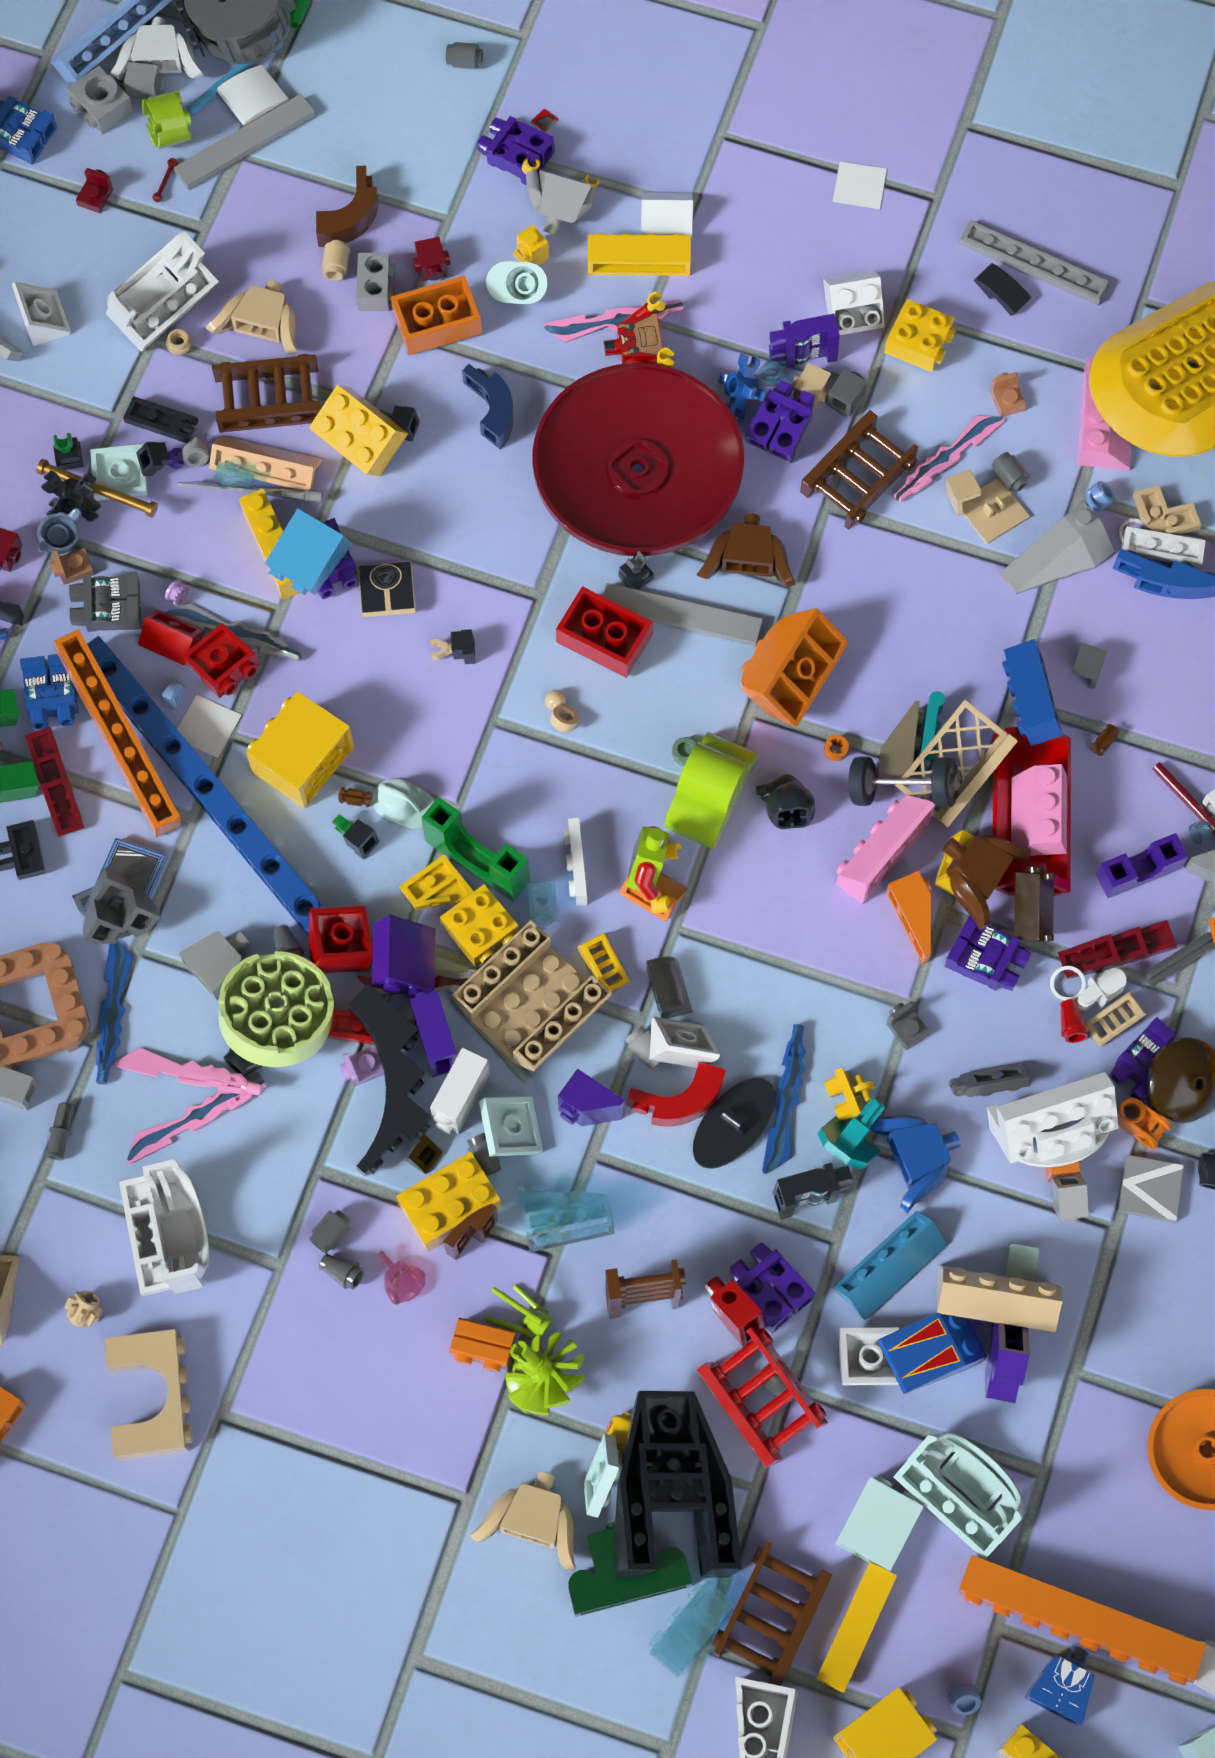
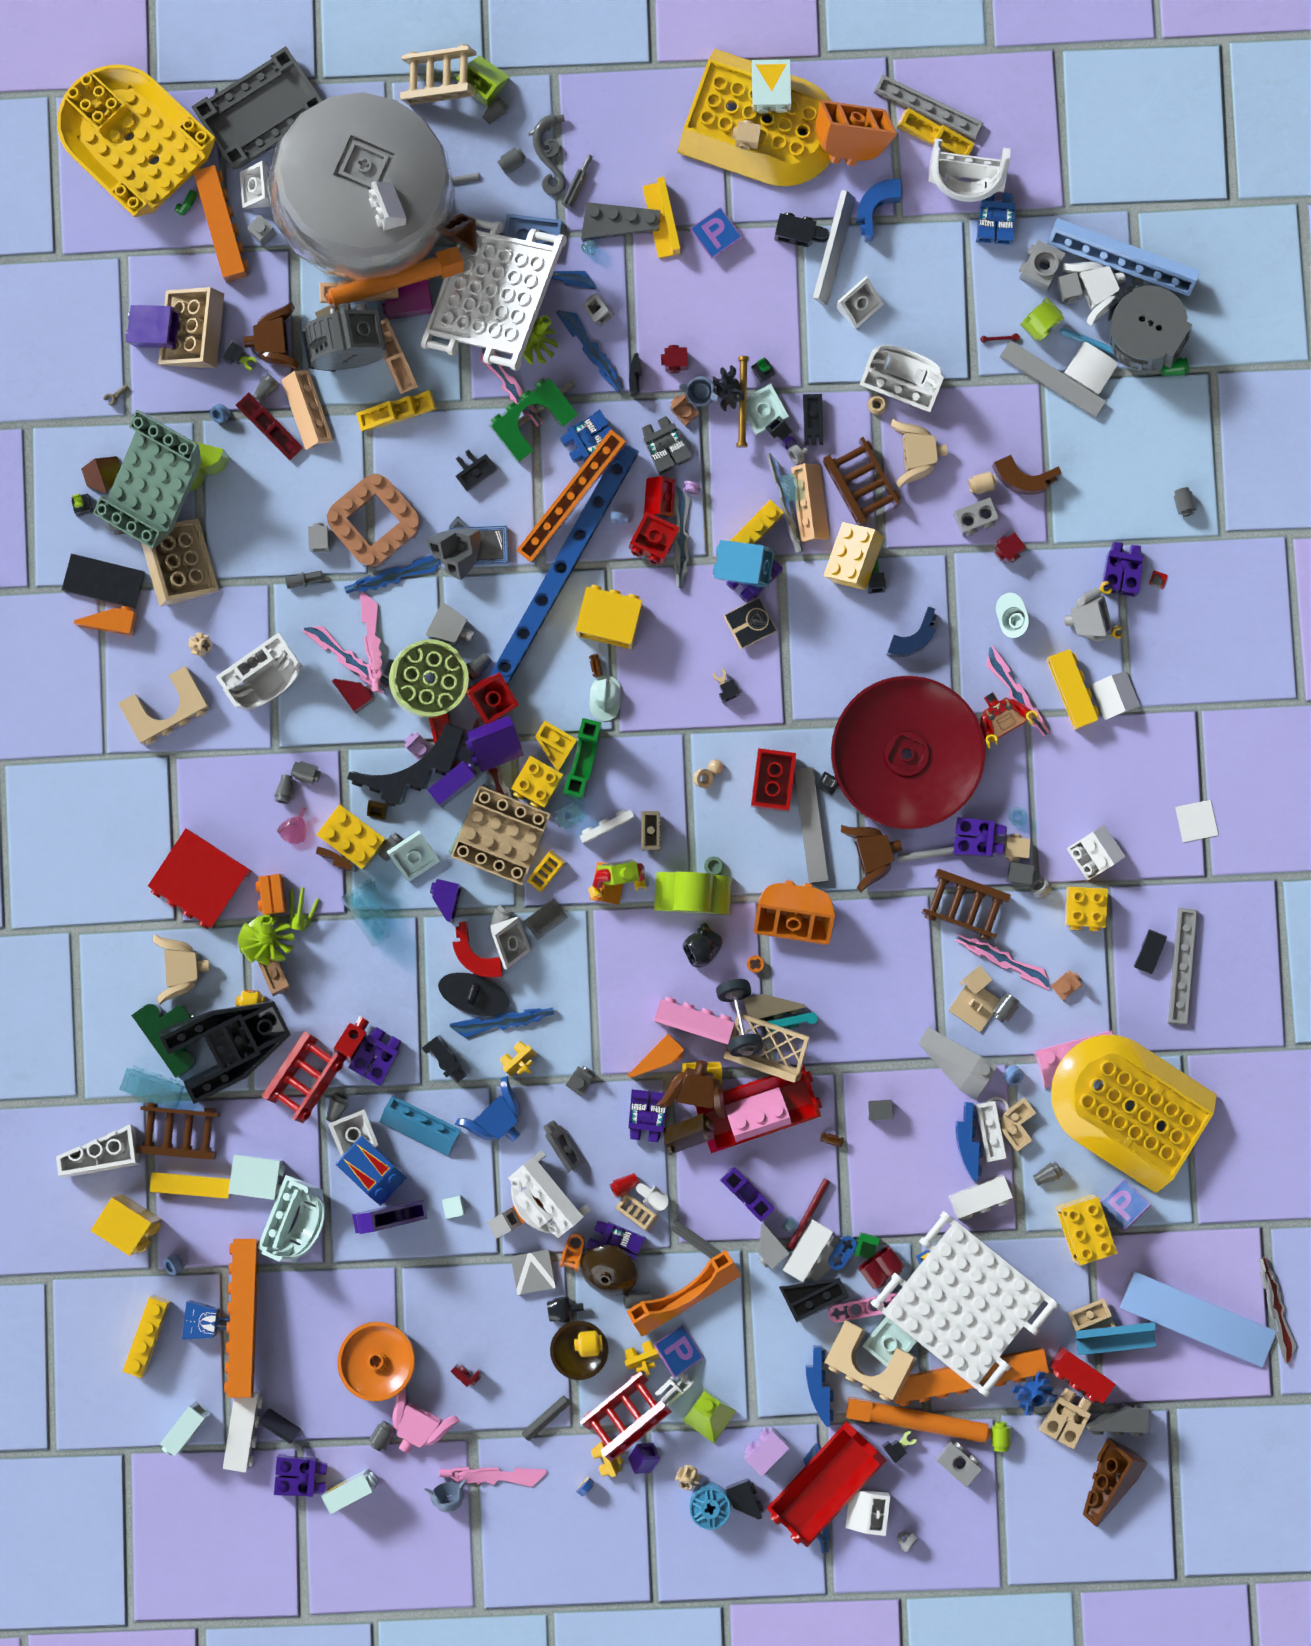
camera: 75 degrees right, 15 degrees up
(54, 781) = (529, 469): dark red slope -> none
(95, 190) = (969, 295): dark red bracket -> none
(208, 725) = (608, 548): white sticker -> none
(249, 1123) = (354, 693): none -> dark red slope
(357, 836) = (568, 678): black piece -> none
(417, 1440) = (198, 878): none -> red panel
(436, 315) = (965, 570): orange brick -> none
(460, 1091) = (421, 815): white brick -> none
(531, 246) = (1046, 613): yellow brick -> none
(600, 1385) = (275, 977): none -> medium nougat hinge
(601, 1475) = (216, 999): light aqua plate -> none
(607, 805) = (650, 831): none -> dark tan brick
(643, 1289) = (328, 967): reddish brown fence -> none
(742, 385) = (993, 800): blue pin -> none
(776, 493) = (925, 854): none -> light grey bar
(805, 340) = (1047, 829): dark purple hips -> none
(821, 1370) = (336, 1107): none -> dark grey cone
(849, 1140) = (485, 1071): teal piece -> none
(875, 378) = (1040, 888): none -> light grey tile
(998, 1298) = (418, 1199): tan slope -> none
(1032, 693) = (839, 1080): blue brick -> none
(1065, 968) = (640, 1173): white piece -> none
(1118, 950) = (685, 1197): dark red slope -> none

